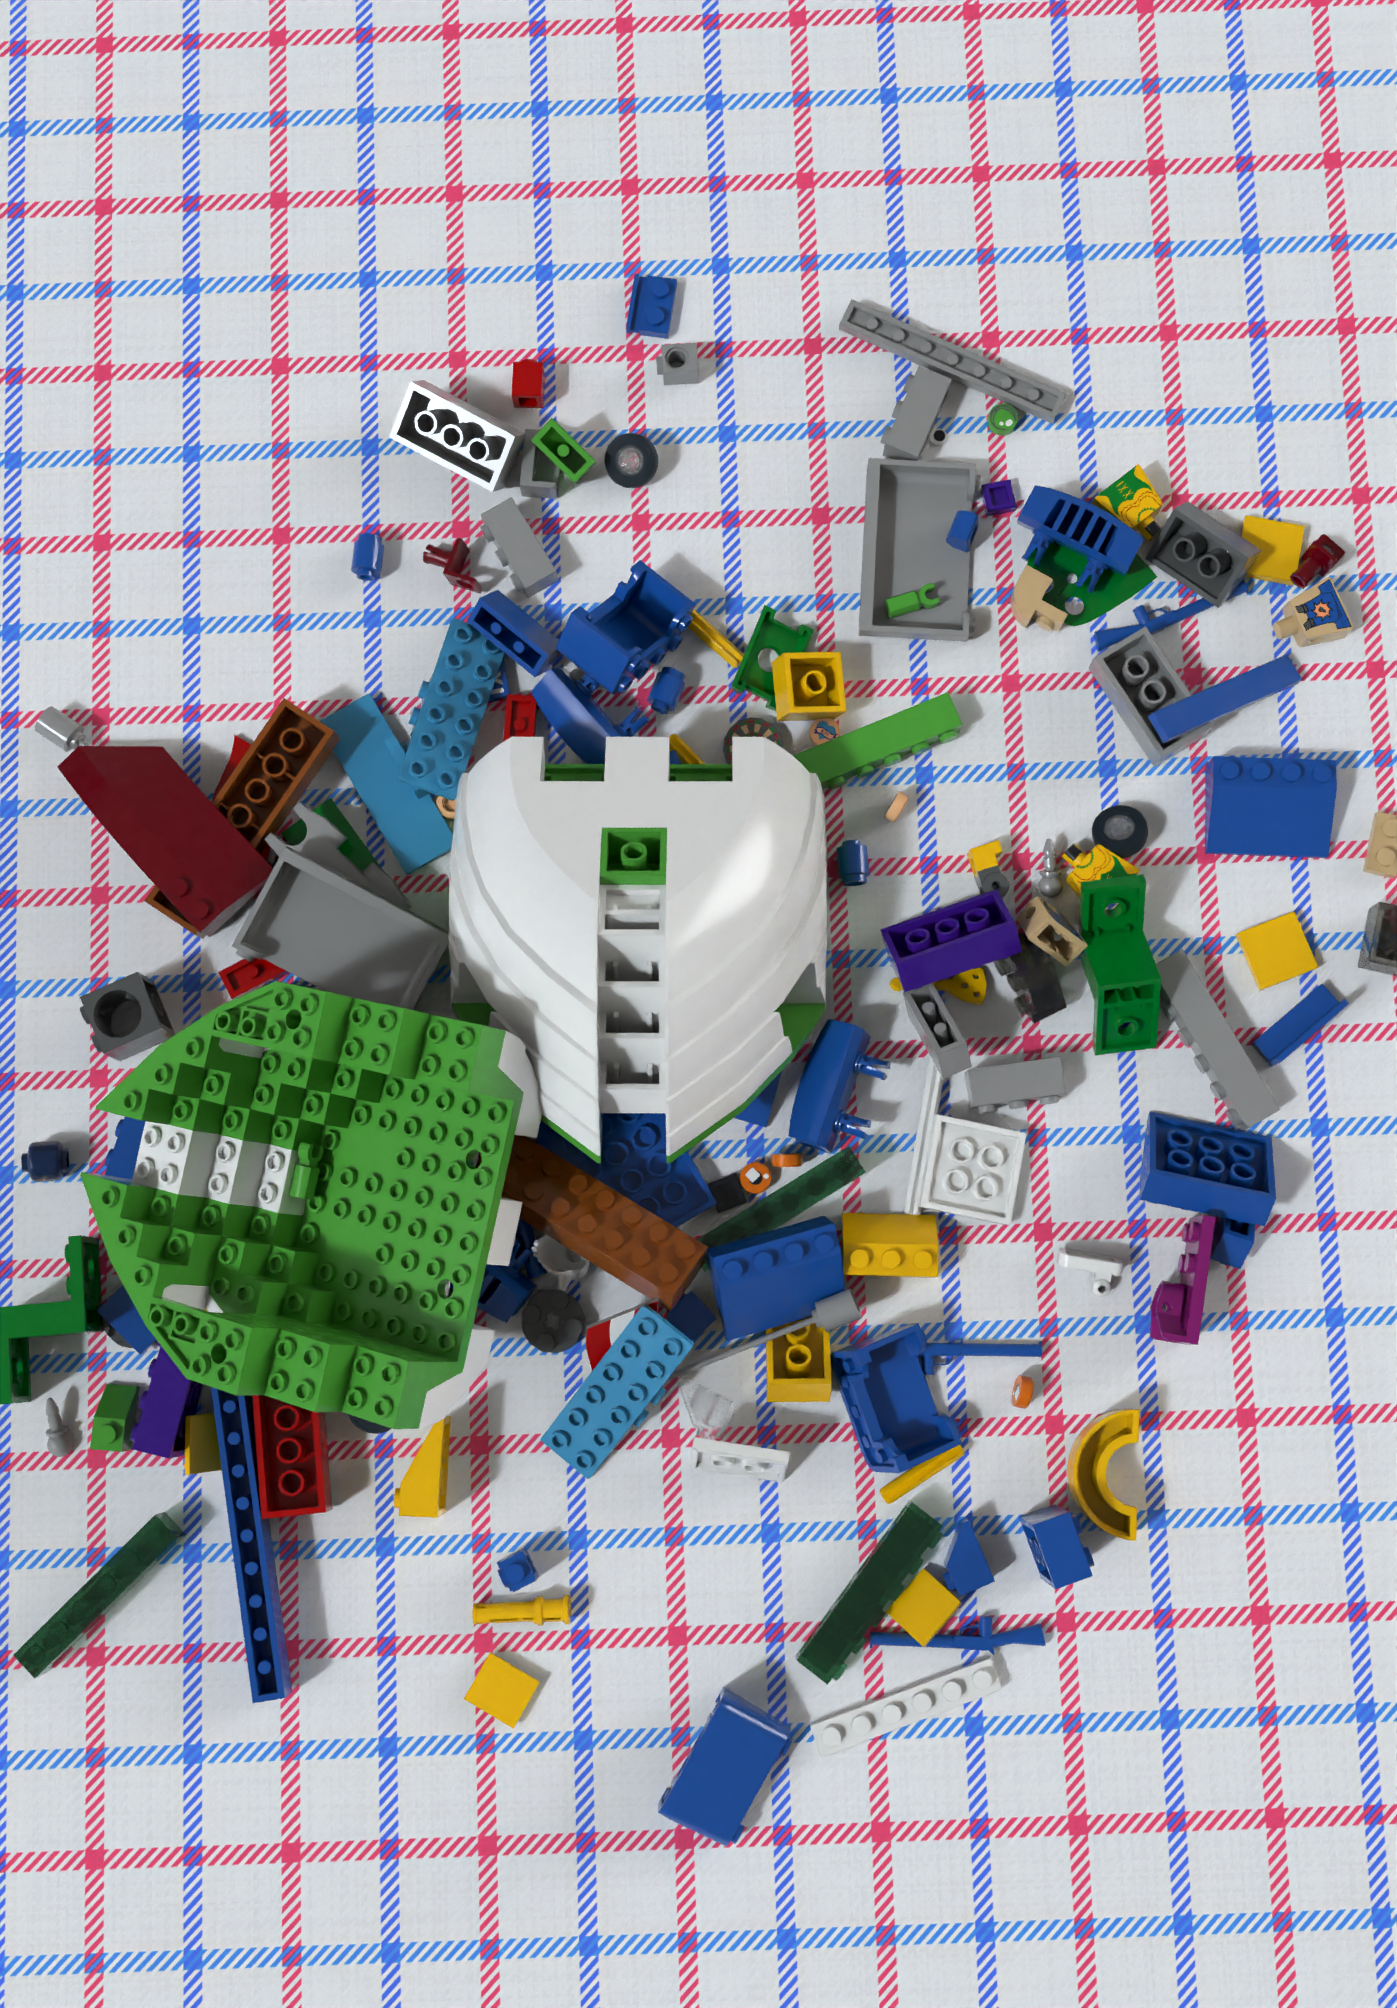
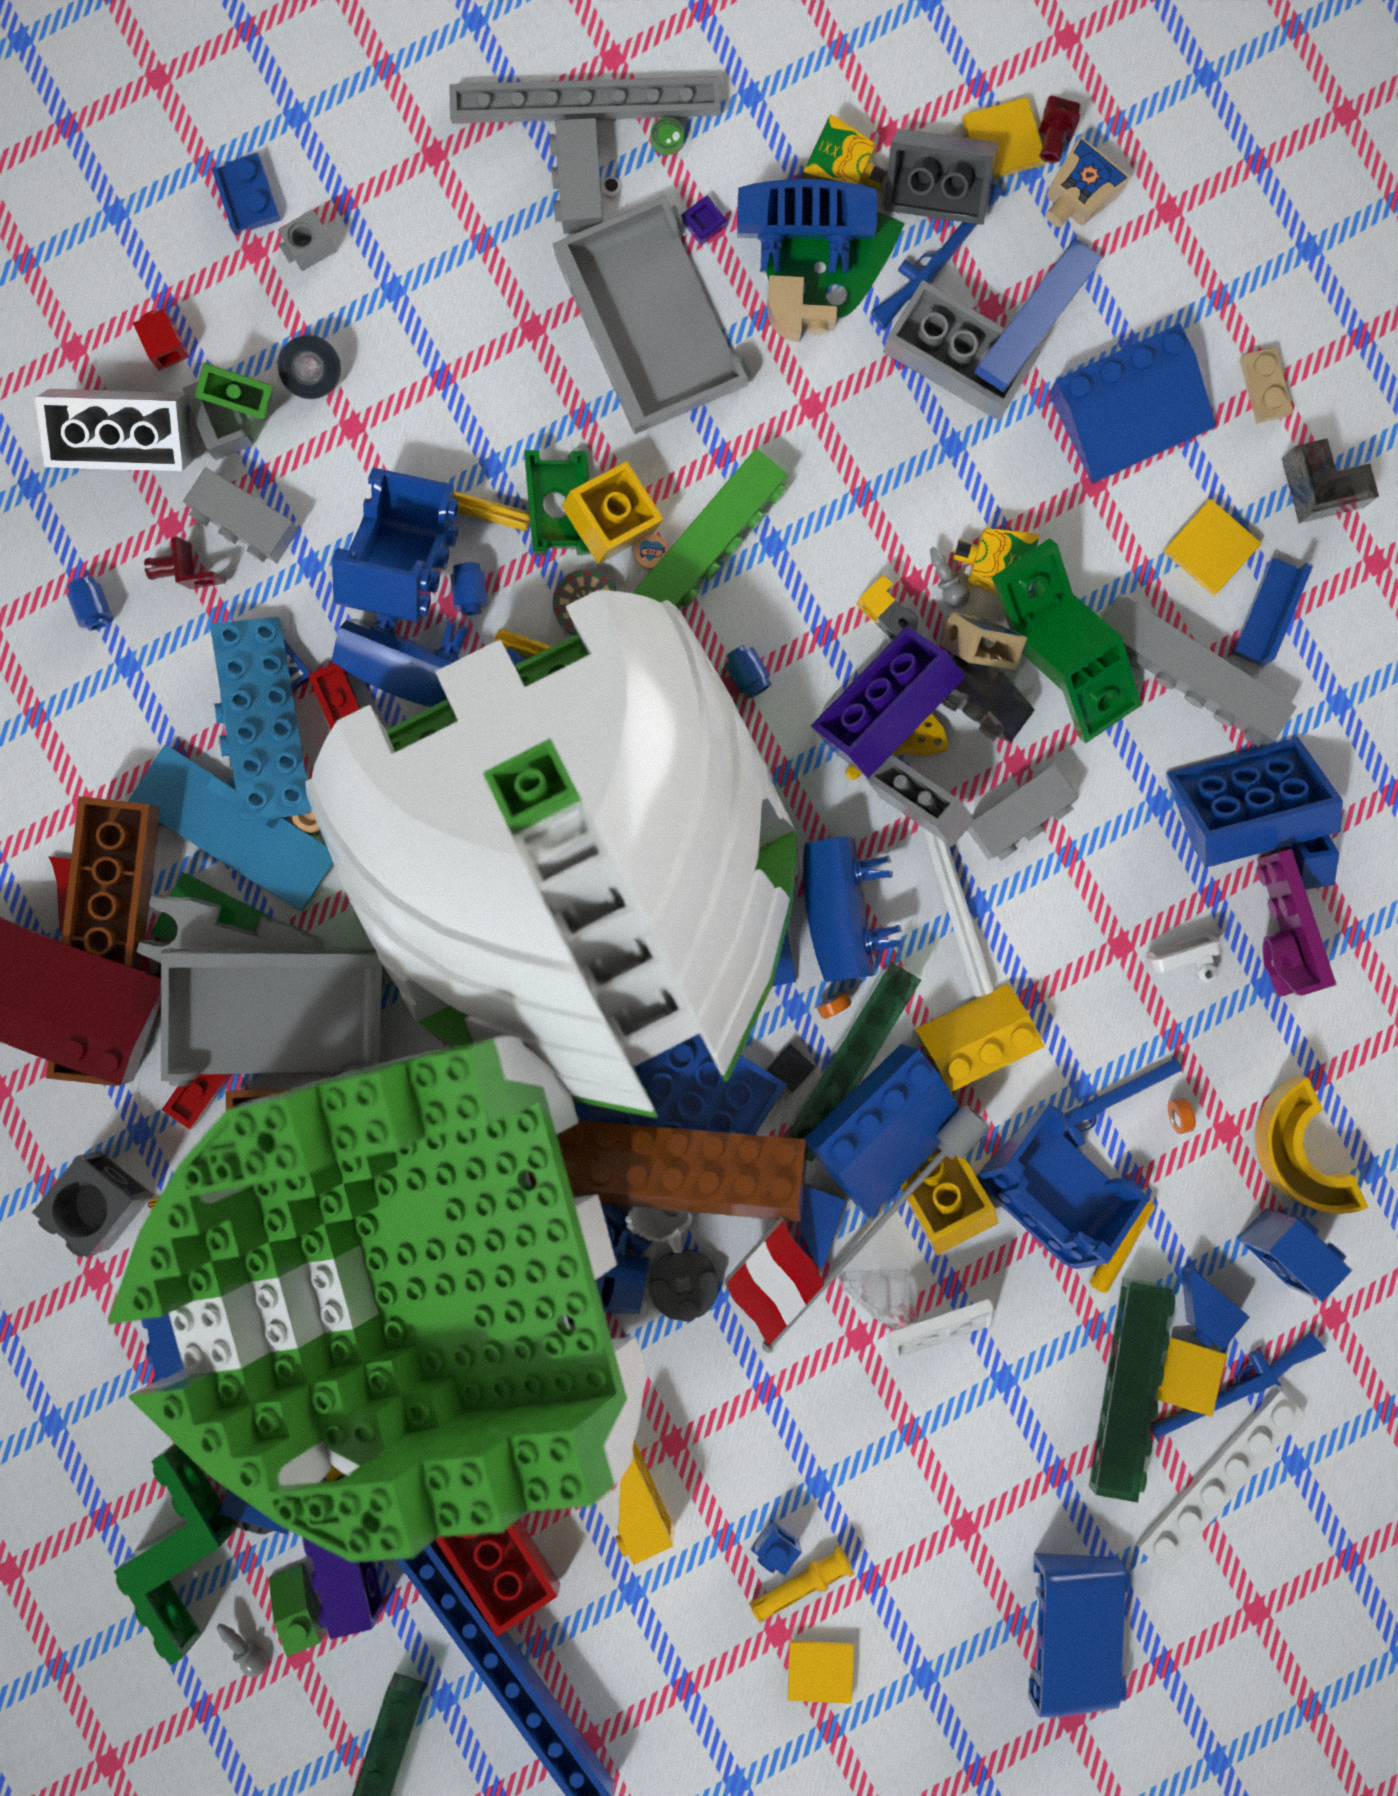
camera: 30 degrees left, 5 degrees up
(45, 1161) = (87, 1390): dark blue head -> none
(201, 1444) = (396, 1593): yellow piece -> none
(306, 1171) = (359, 1271): bright green bar -> none
(515, 633) = (282, 607): blue brick -> none
(618, 1391) = (787, 1324): dark azure bracket -> none
(755, 1178) = (811, 1038): orange tile -> none
(896, 806) = (762, 591): light nougat tile -> none
(910, 602) = (670, 373): bright green bar -> none
(963, 530) = (686, 272): blue brick -> none
(972, 1169) = (1022, 921): white plate -> none
(1120, 830) = (999, 503): black wheel -> none

